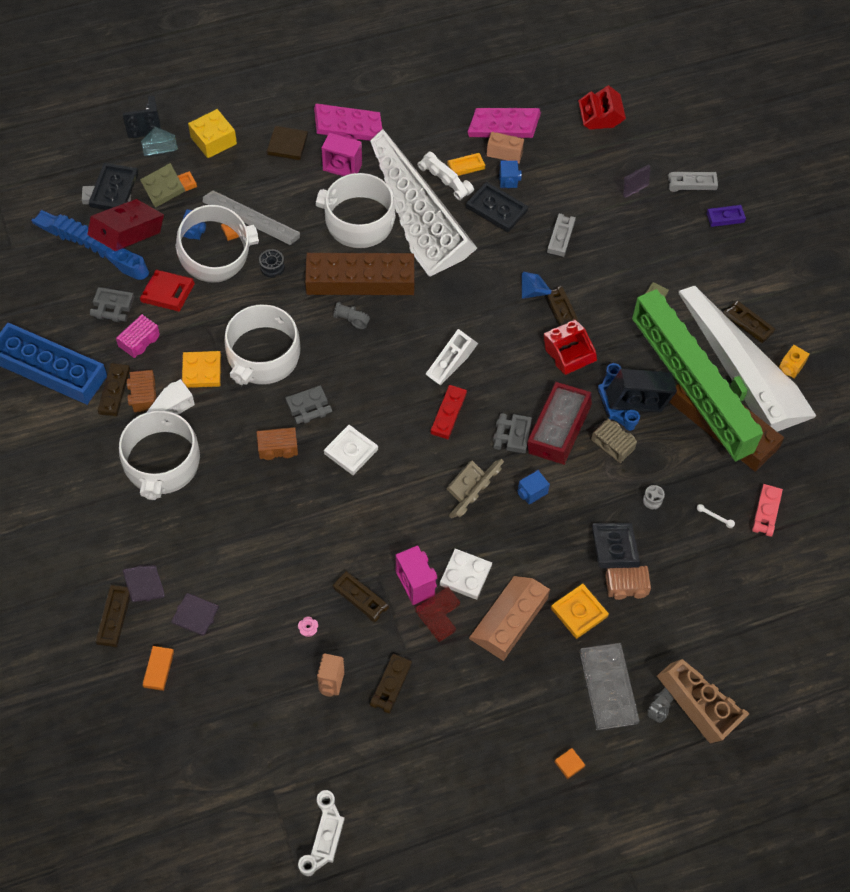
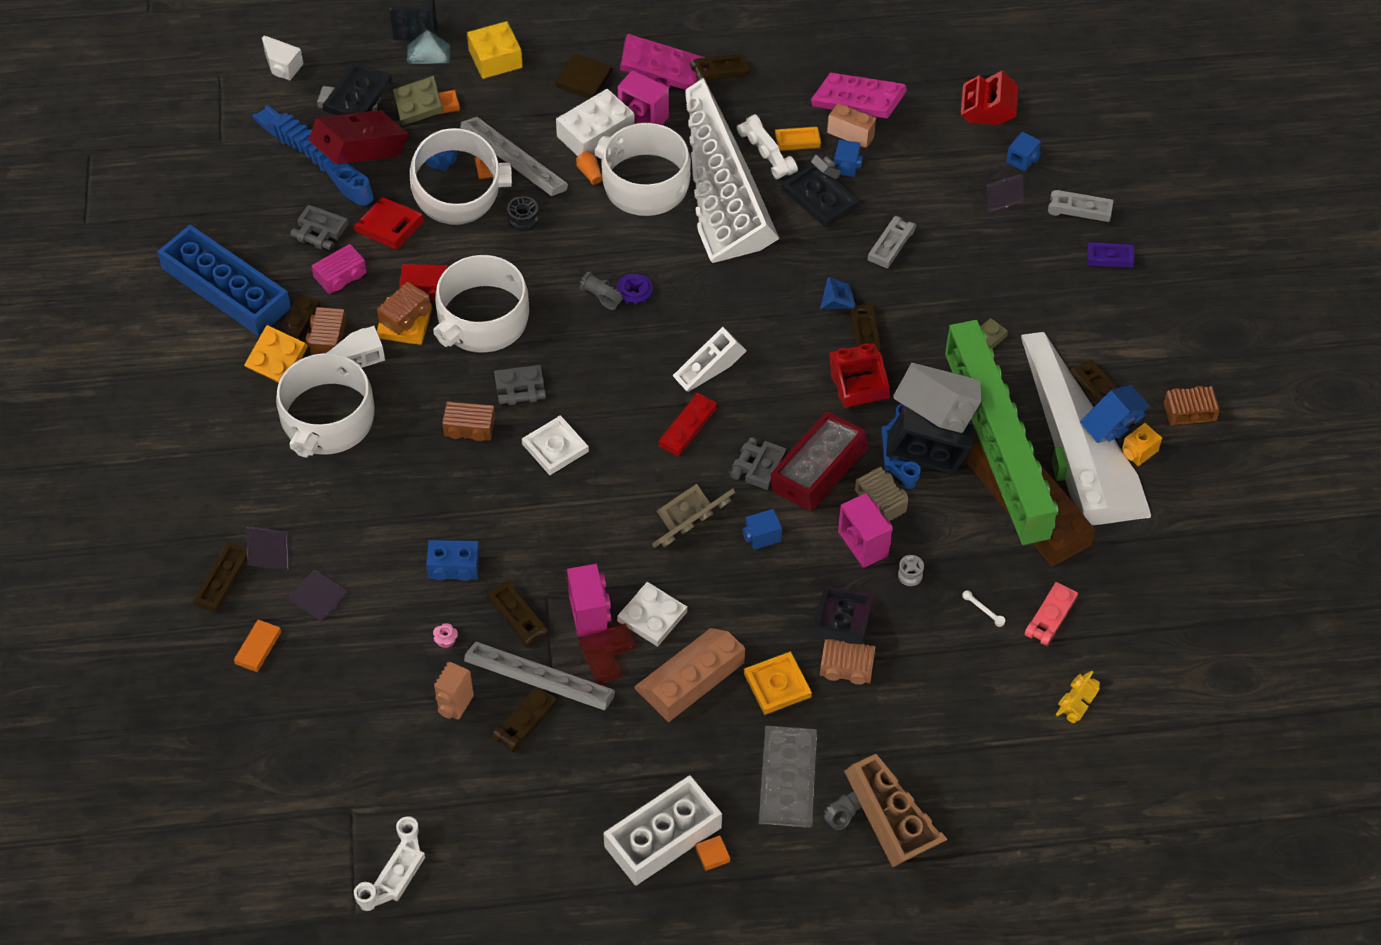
camera: 15 degrees right, 5 degrees down
(43, 169) = (282, 57): none -> white slope
(106, 418) = (275, 353): none -> light orange plate
(201, 360) = (403, 308): none -> dark orange brick
(208, 334) = (423, 277): none -> red brick
(297, 562) = (453, 560): none -> blue brick
(306, 179) = (592, 120): none -> white brick
(313, 216) = (588, 165): none -> orange cone
(360, 274) = (626, 244): reddish brown brick -> none
(376, 302) = (638, 282): none -> dark purple gear
(392, 118) = (720, 67): none -> dark brown plate
(393, 645) = (540, 675): none -> light grey tile
(497, 183) = (826, 165): none -> dark grey plate
(528, 755) = (662, 830): none -> white brick
(612, 472) = (865, 530): none -> dark pink brick
(639, 145) = (1024, 151): none -> blue brick
(648, 356) = (940, 396): none -> light grey slope
(769, 347) = (1115, 414): none -> blue brick
(808, 566) = (1072, 702): none -> yellow hinge
(820, 324) = (1191, 405): none -> dark orange brick

